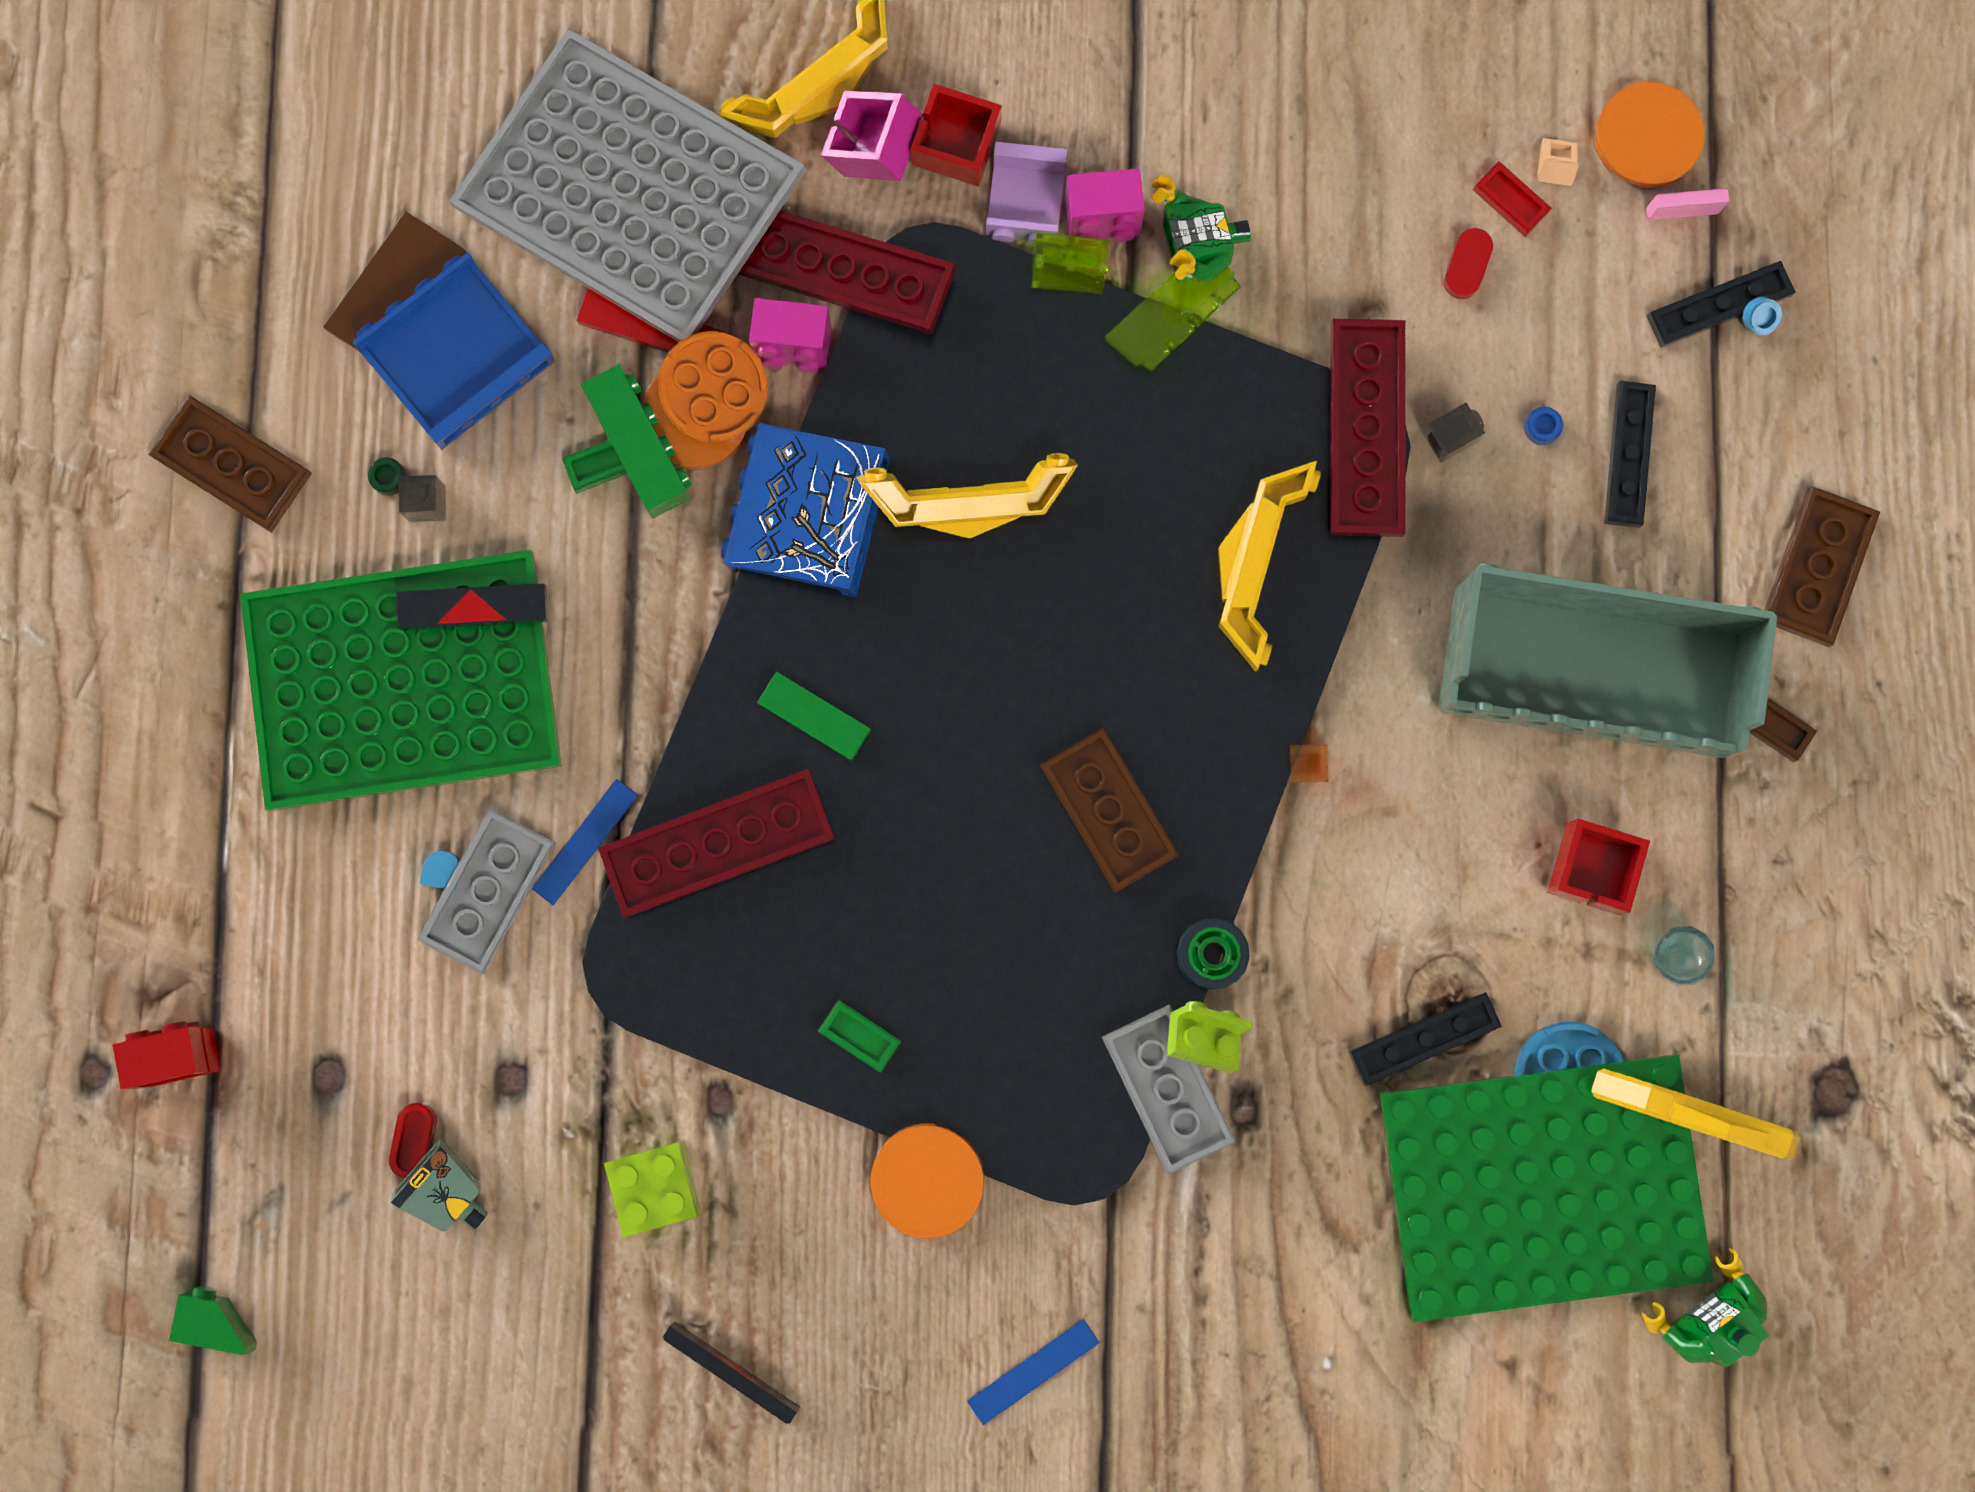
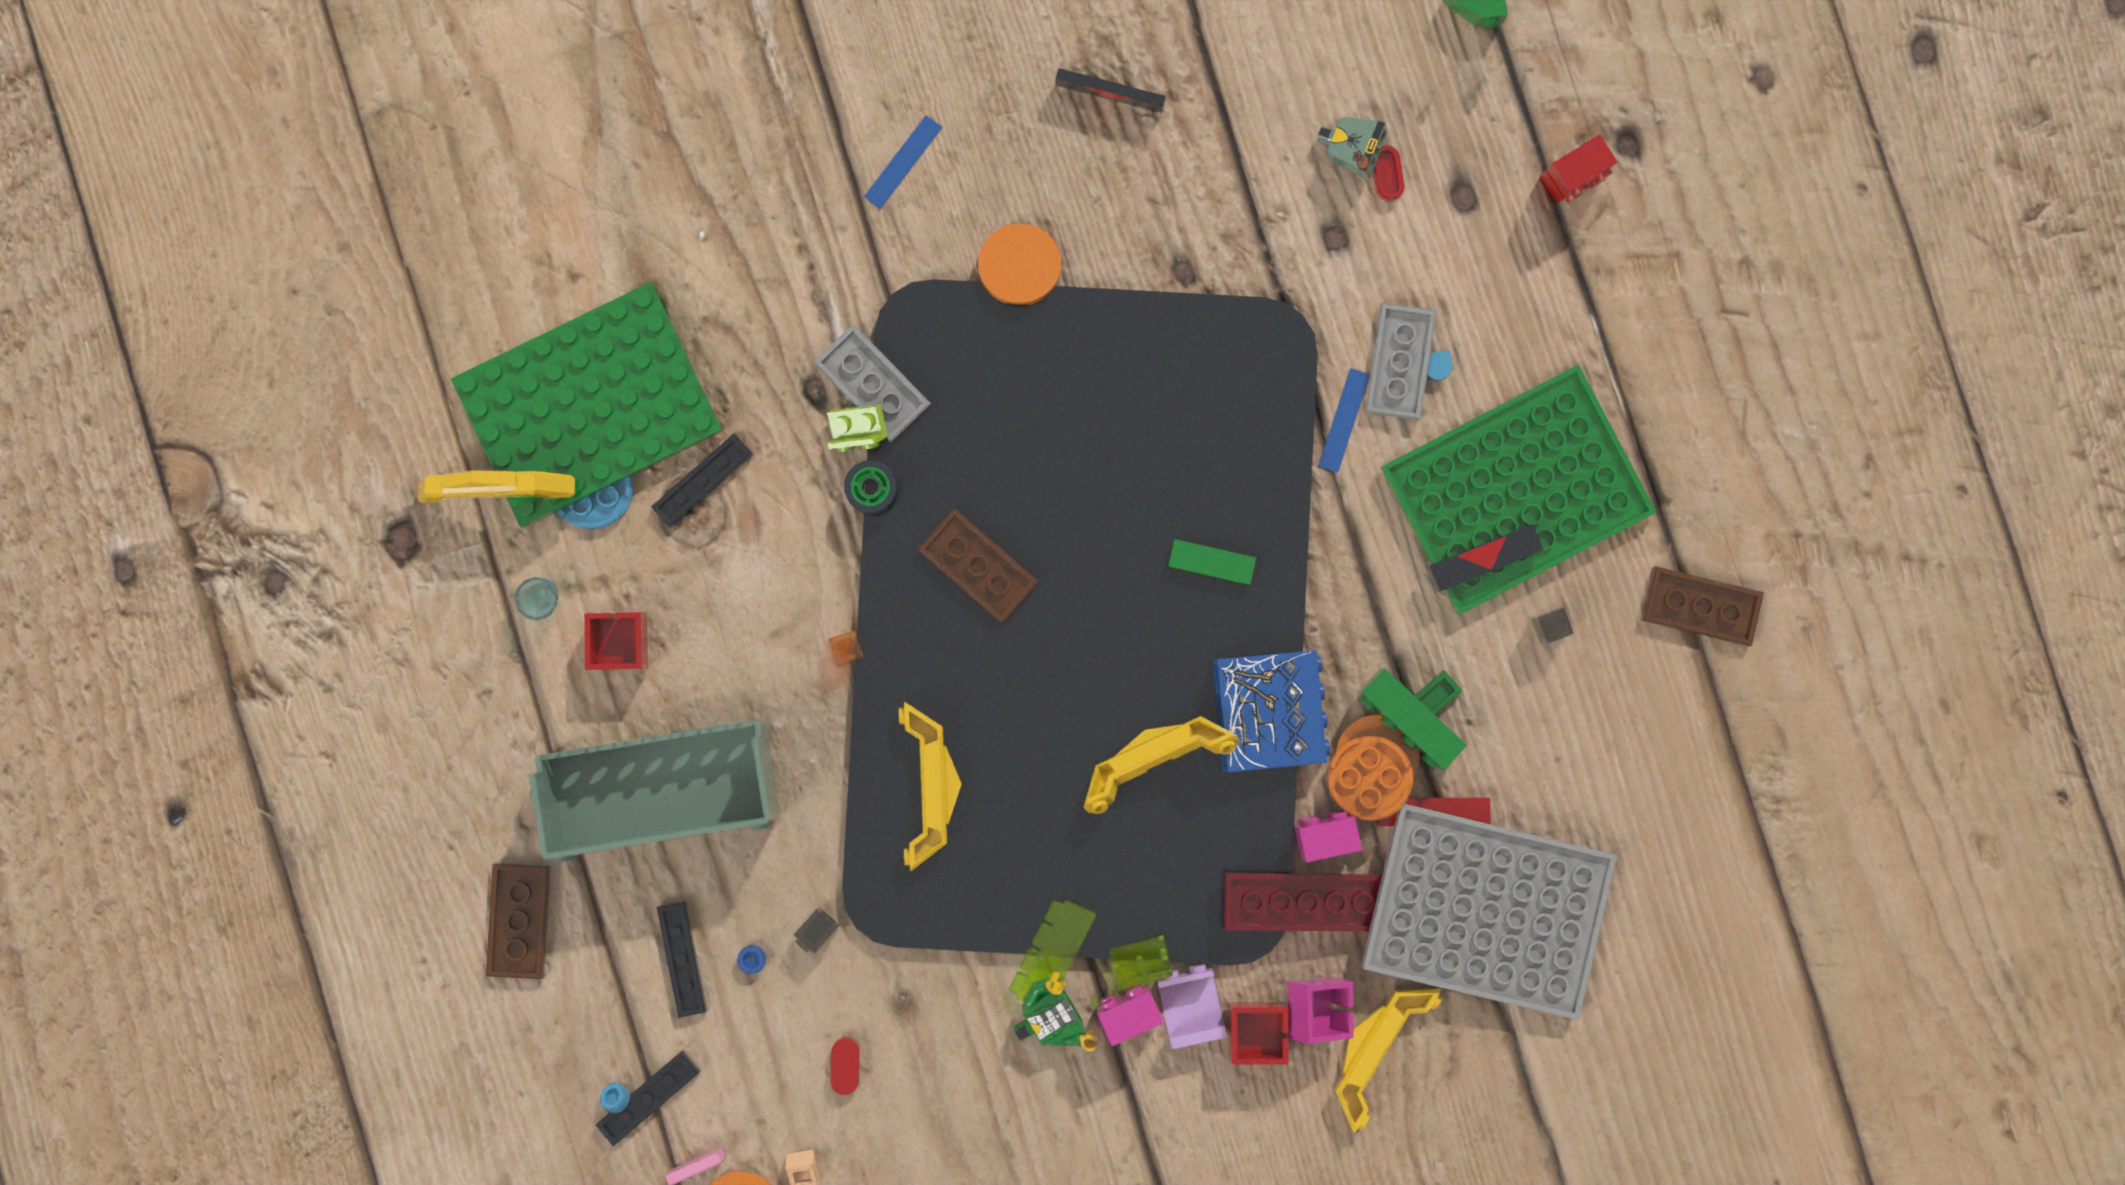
camera: 160 degrees right, 5 degrees up
(385, 474) = (1585, 635): dark green tile -> none
(402, 261) = (1632, 776): reddish brown tile -> none
(453, 350) = (1571, 743): blue panel -> none
(653, 1189) = (1208, 195): lime brick -> none
(716, 843) = (1249, 447): dark red plate -> none
(859, 1036) = (1101, 347): green tile -> none
(1368, 428) = (881, 911): dark red plate -> none
(1512, 198) = (827, 1128): red tile -> none
(1719, 1326) = (436, 349): green torso -> none
(1784, 732) = (511, 788): reddish brown tile -> none

